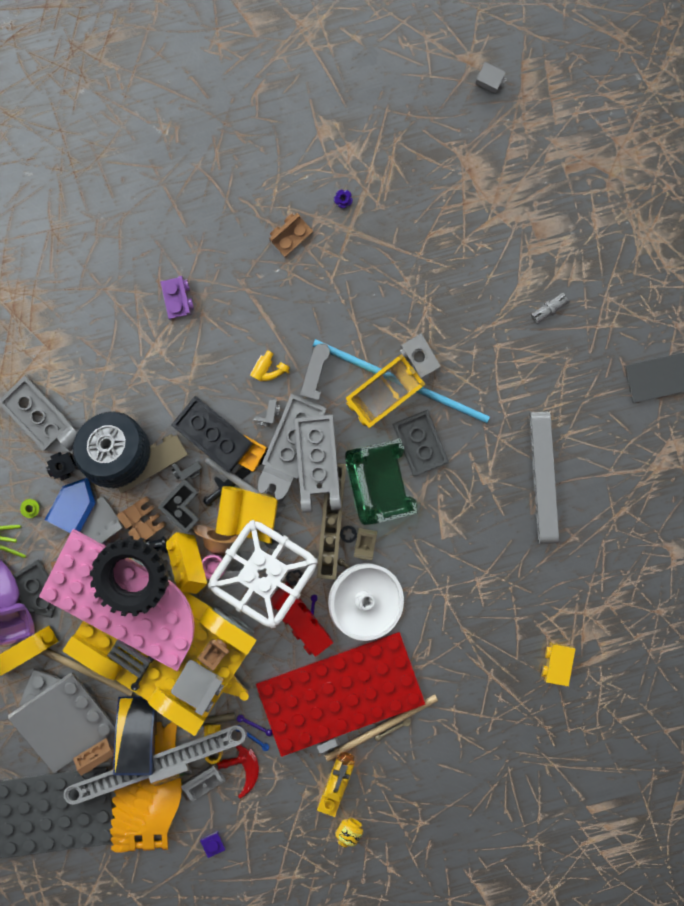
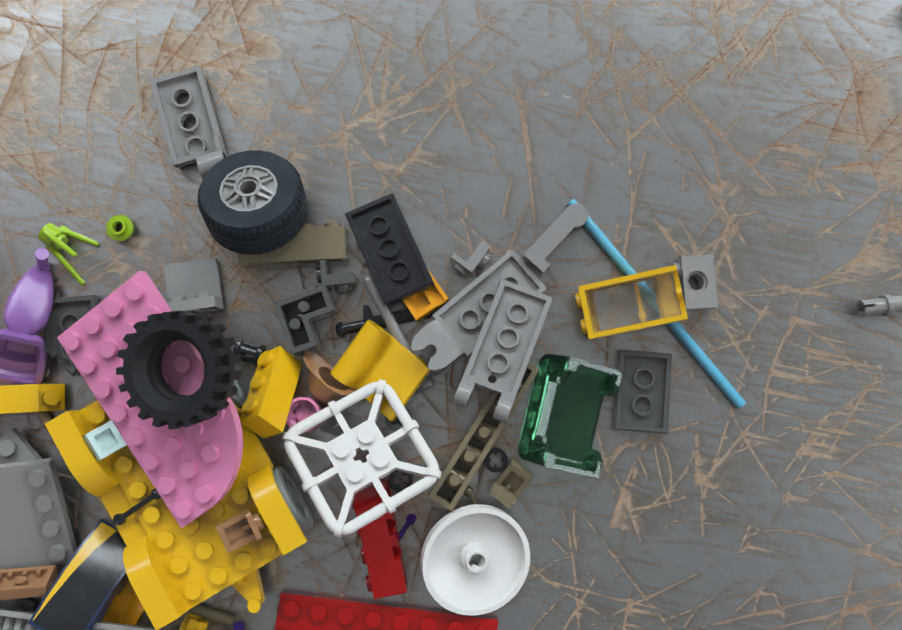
camera: 25 degrees right, 5 degrees down
(67, 462) = (182, 194): black brick -> none
(72, 506) = (171, 252): tile -> none
(103, 643) = (104, 440): none -> light aqua plate
(124, 663) = (124, 480): dark grey tile -> none
(132, 518) = (236, 302): medium nougat legs -> none
(176, 297) = (430, 66): medium lavender bracket -> none
(197, 686) = (197, 564): light grey bracket -> none
(260, 370) = (493, 198): yellow plant -> none
(290, 234) = (606, 59): medium nougat bracket -> none
(348, 200) = (691, 56): dark purple plate -> none
(544, 477) = (780, 516): light grey beam -> none

